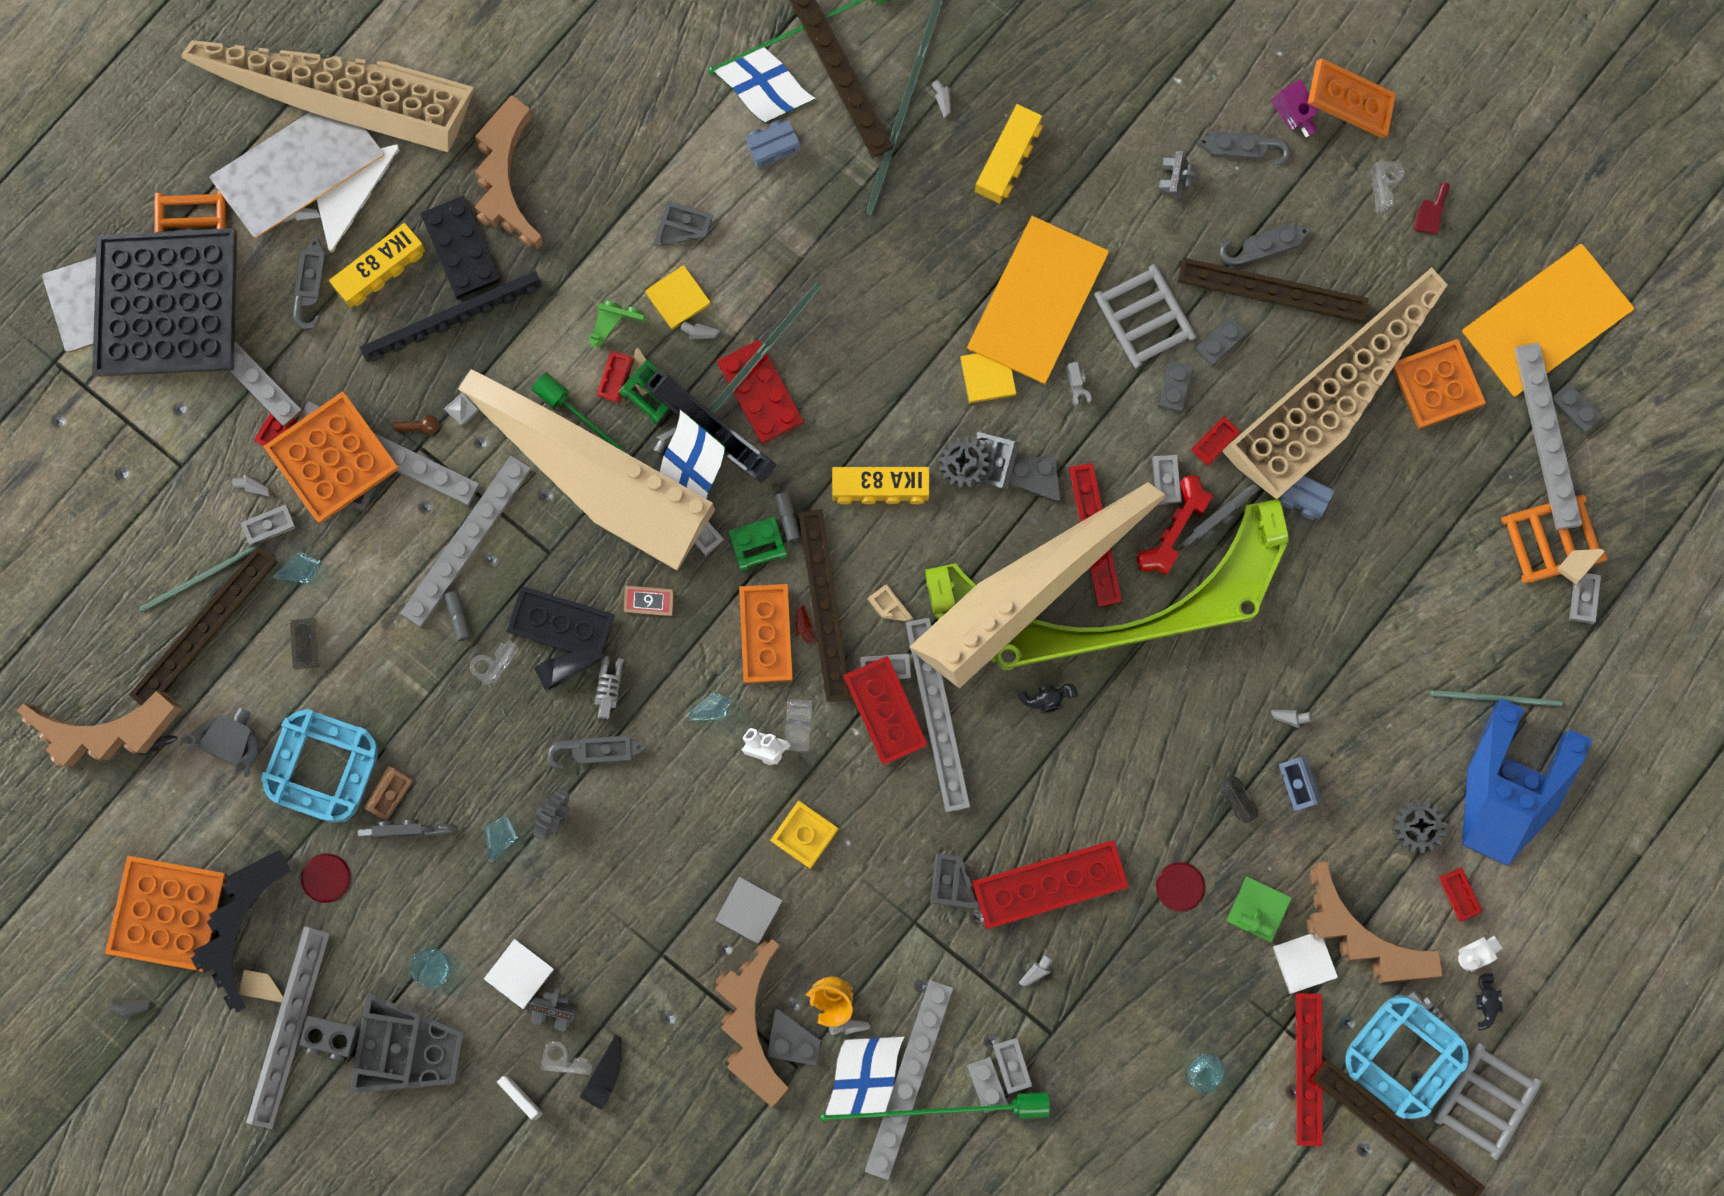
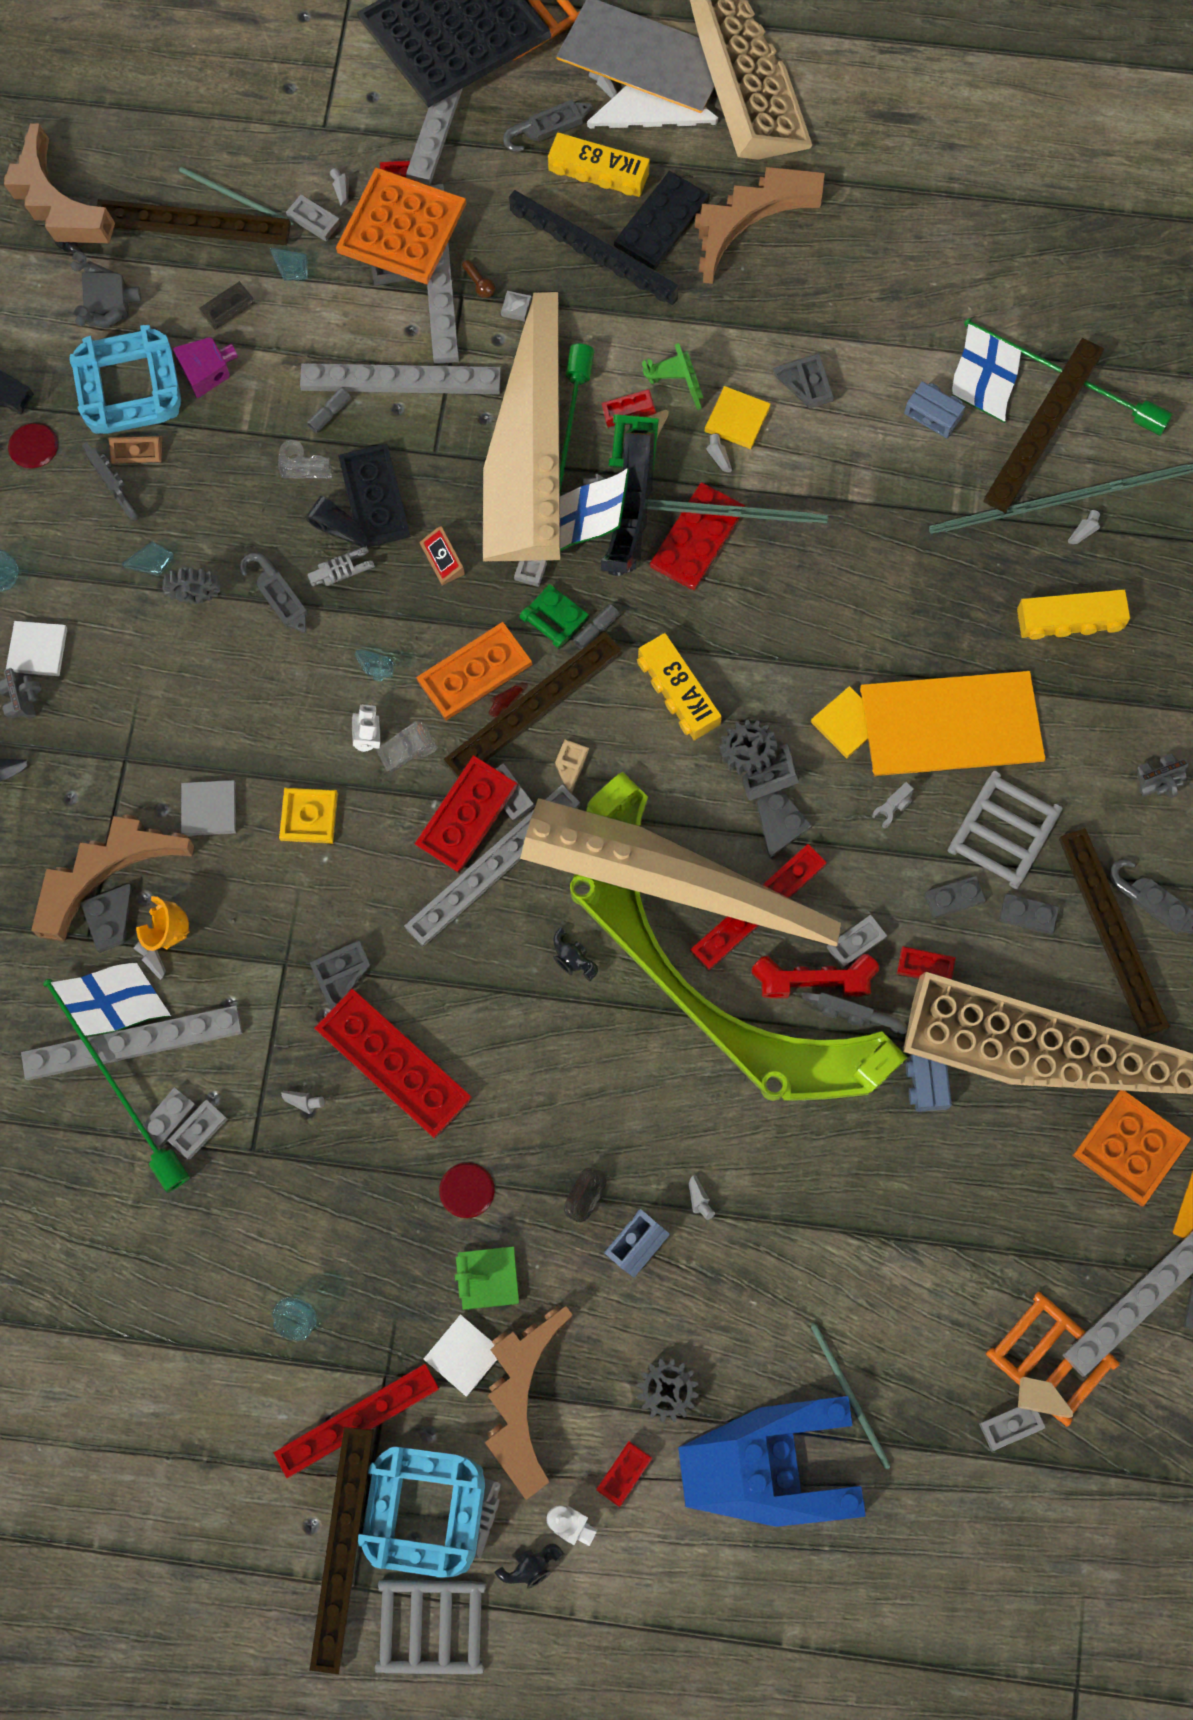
camera: 65 degrees right, 5 degrees down
(348, 692) = (204, 364): none -> magenta torso

